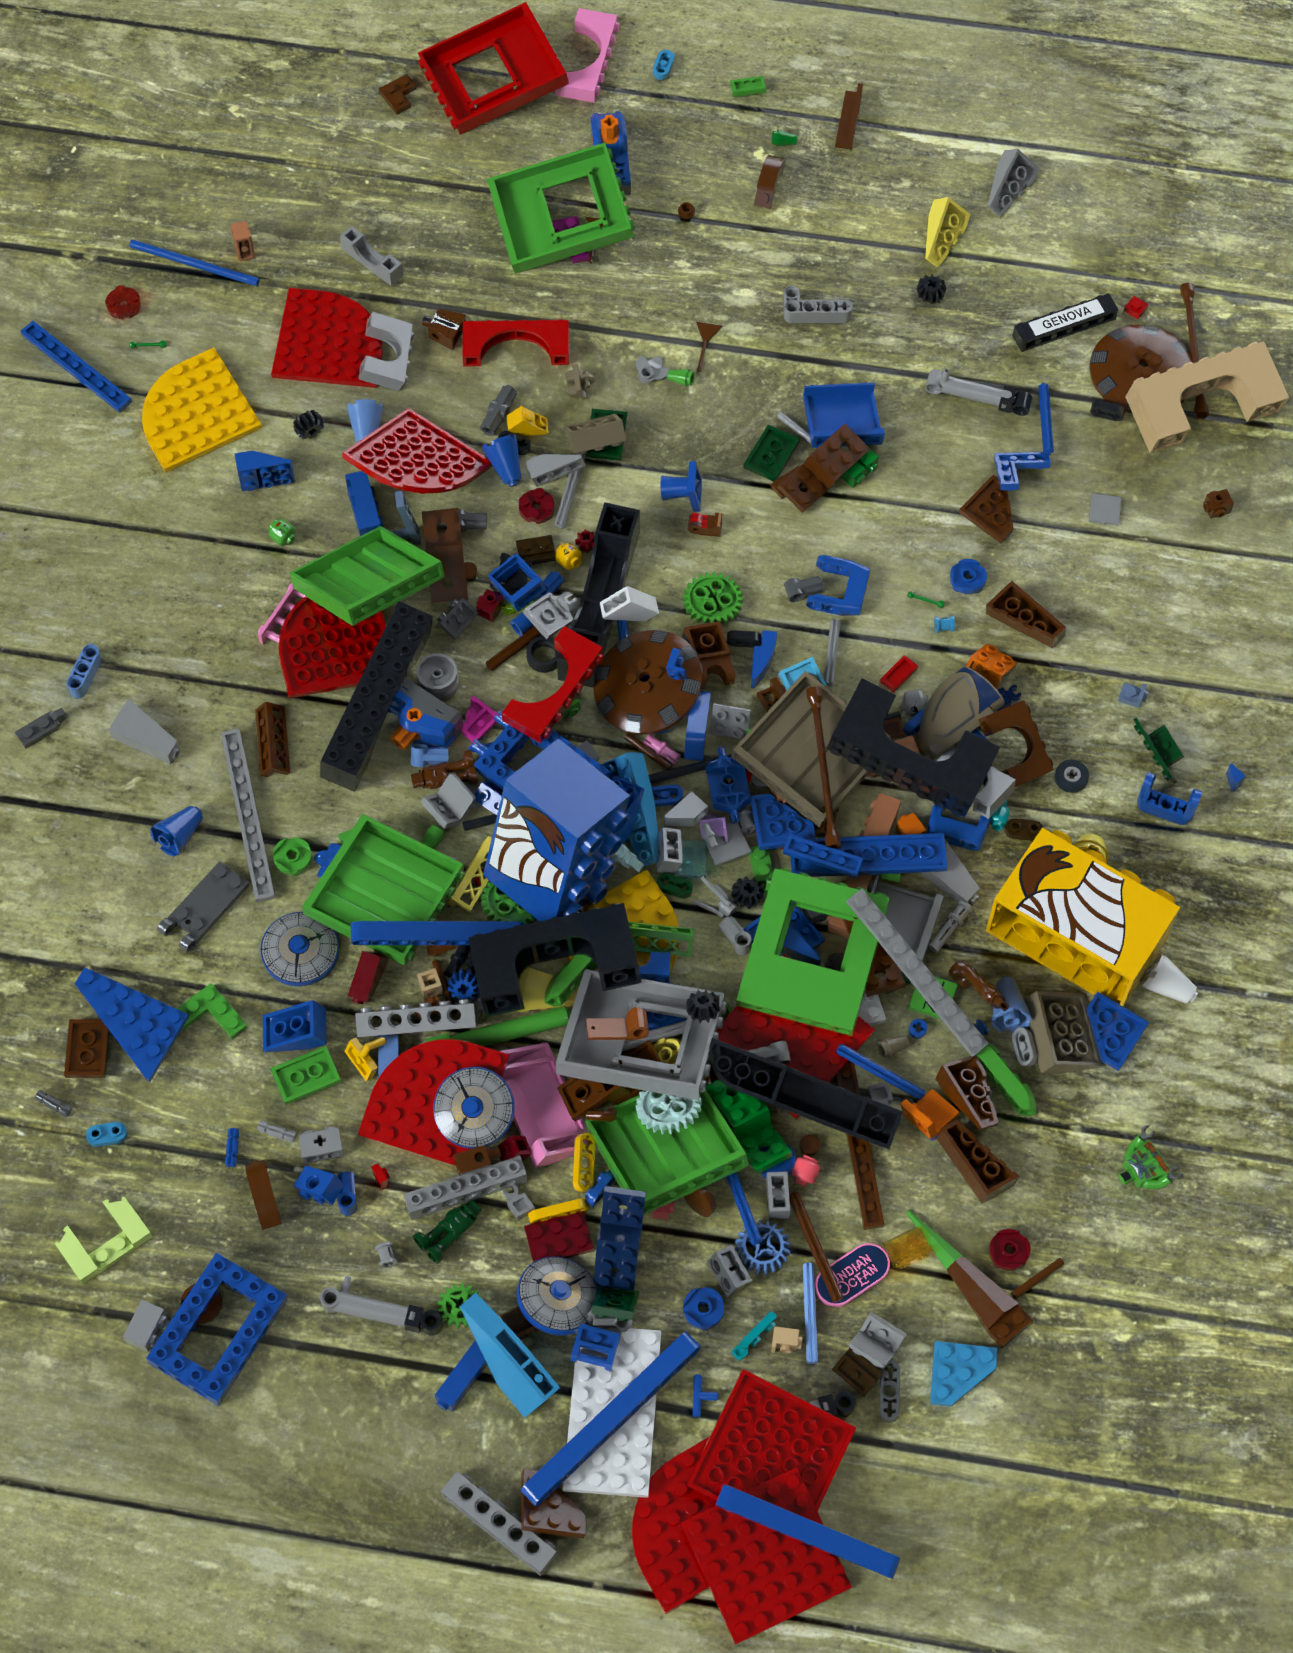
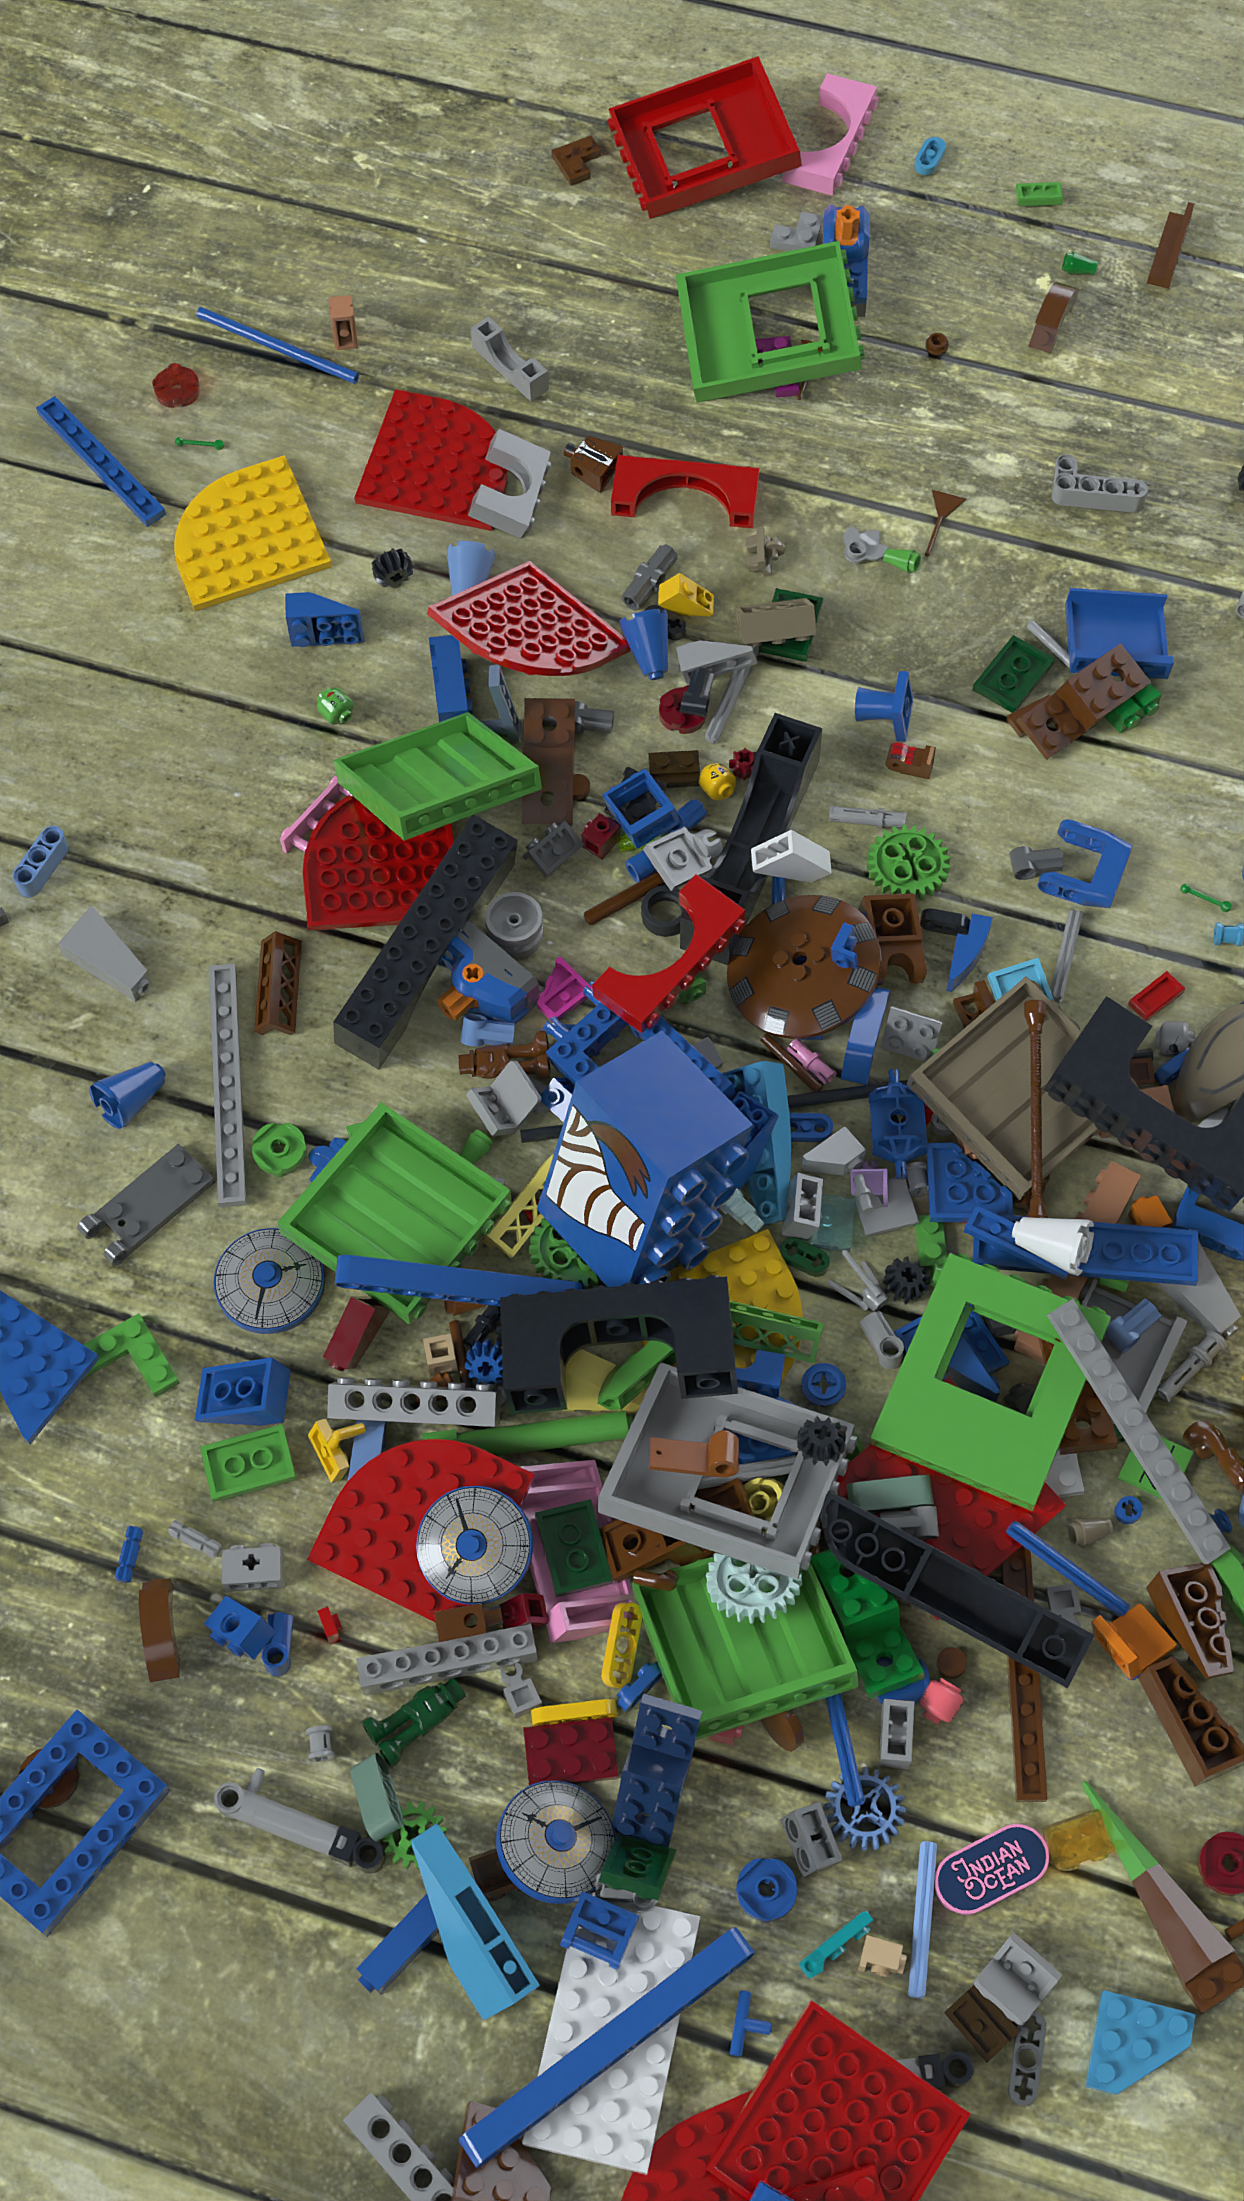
camera: 10 degrees right, 0 degrees up
(431, 1283) = (376, 1797): none -> sand green beam
(541, 1102) = (573, 1548): none -> dark green plate
(545, 497) = (697, 698): none -> black piece
(574, 139) = (797, 238): none -> light grey plate
(679, 569) = (867, 817): none -> light grey pin
(705, 965) = (833, 1377): none -> blue gear
(755, 1036) = (891, 1494): none -> sand green beam
(815, 1247) = (942, 1820): reddish brown axle -> none
(847, 851) = (1056, 1240): none -> white cone
(903, 908) = (1126, 1330): none -> medium blue piece

